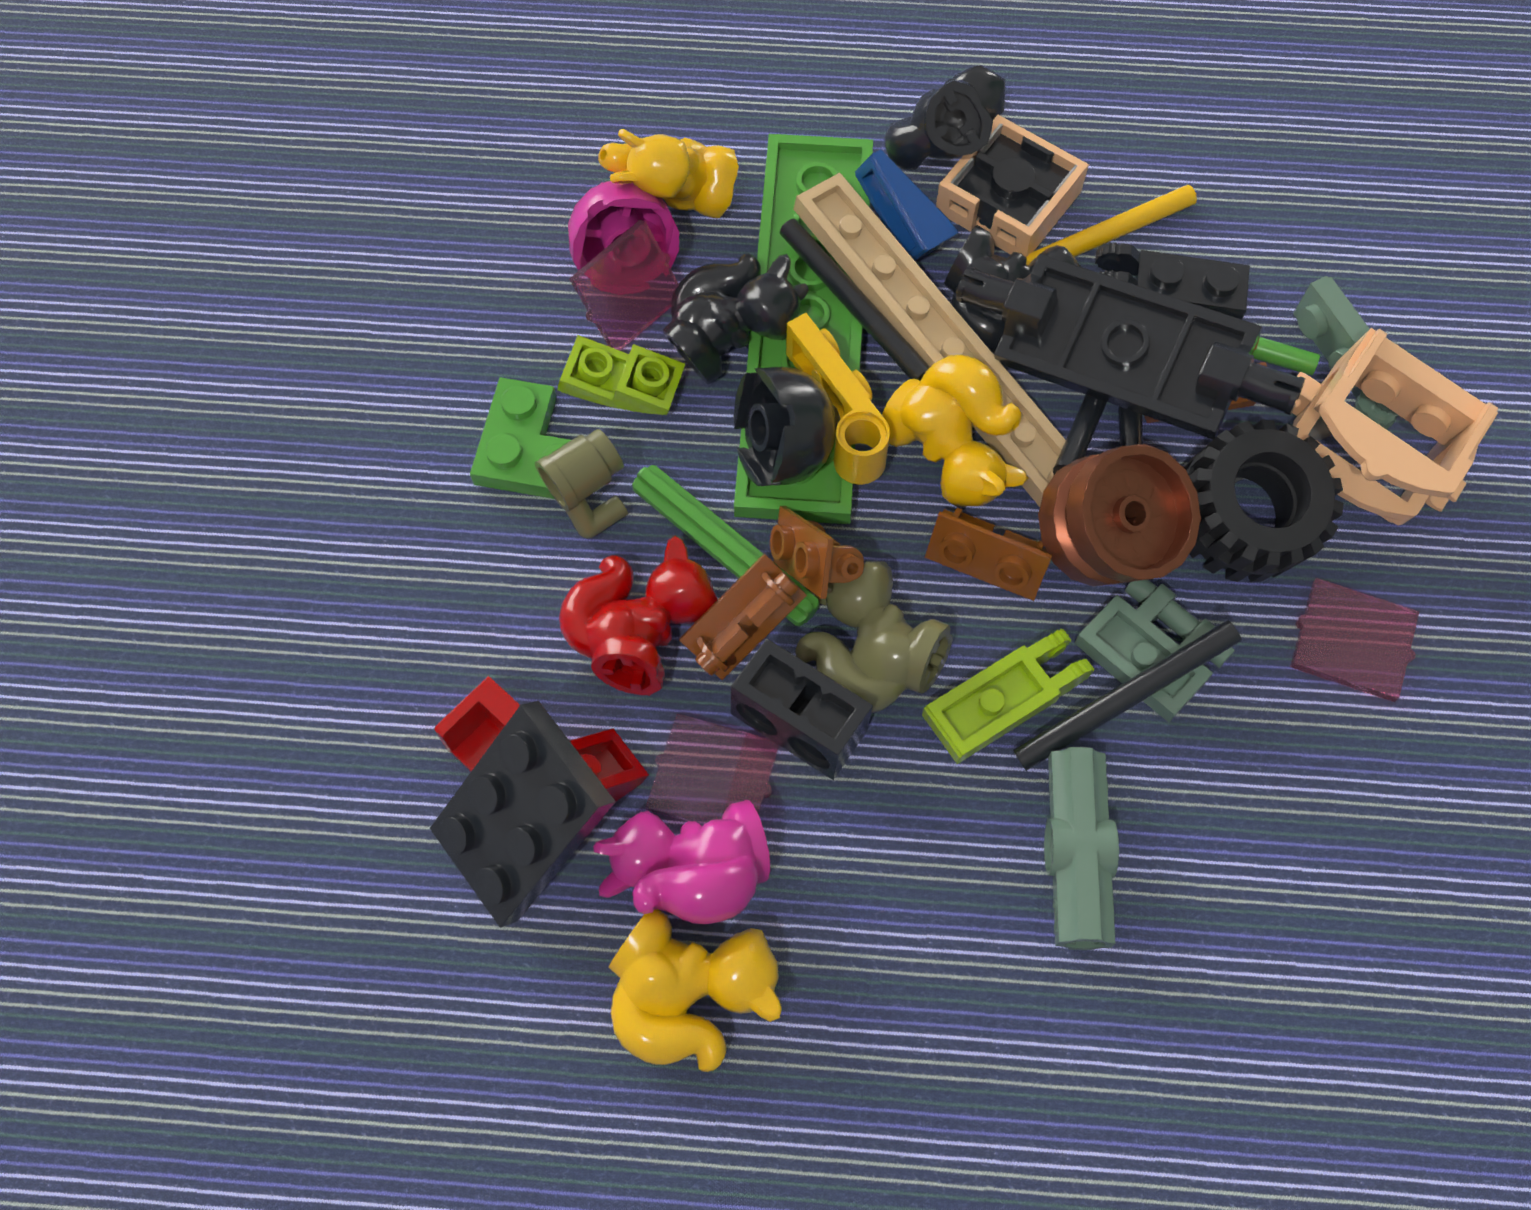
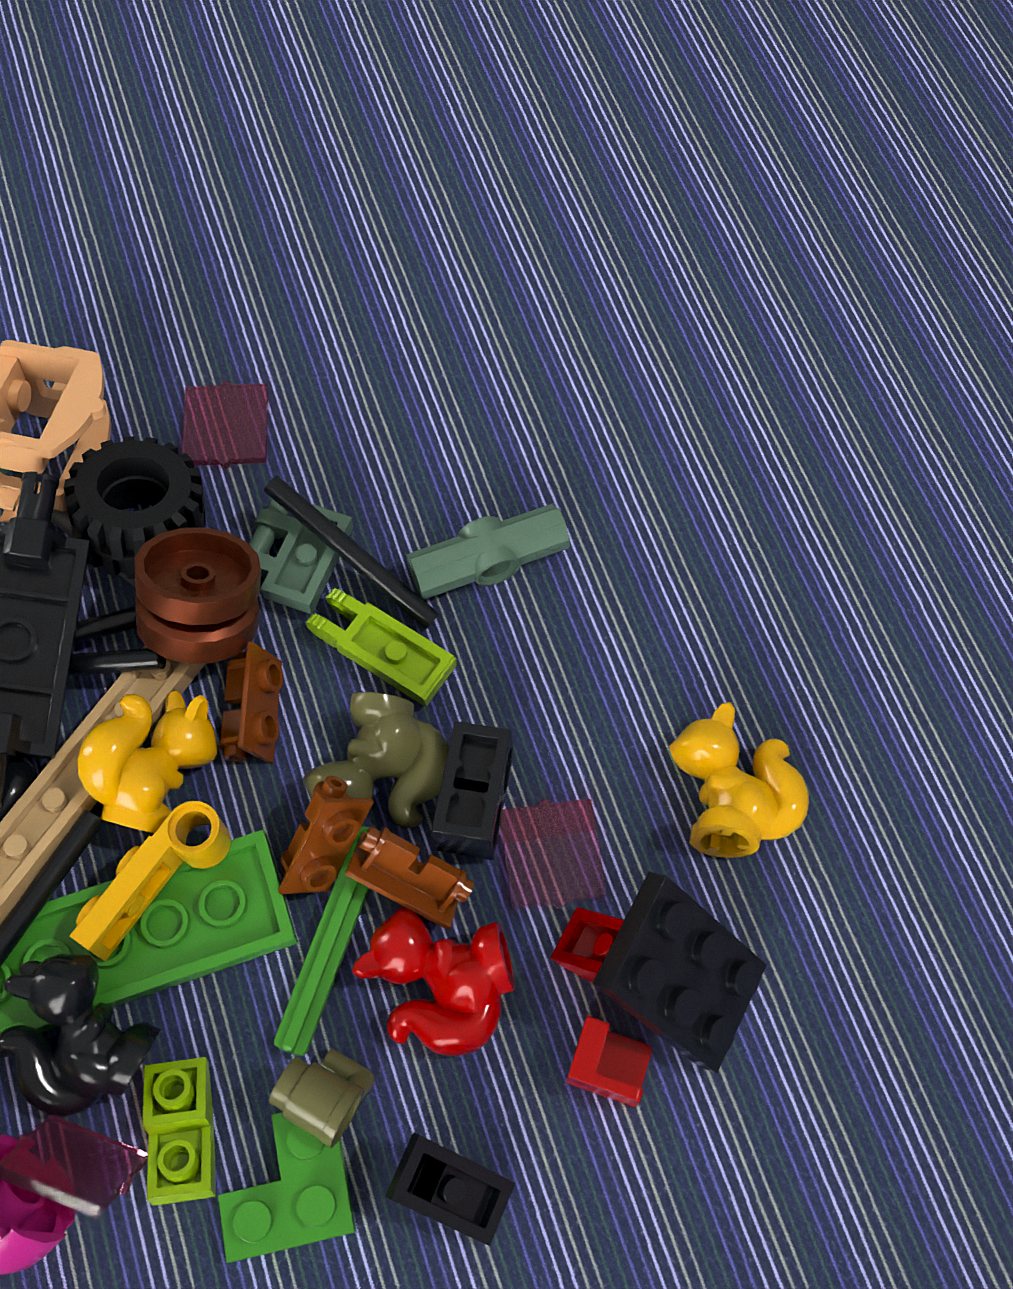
camera: 115 degrees left, 0 degrees up
(456, 548) = (450, 1189): none -> black slope
(696, 875) = (638, 800): dark pink animal -> none
(785, 423) = (205, 909): black cylinder -> none

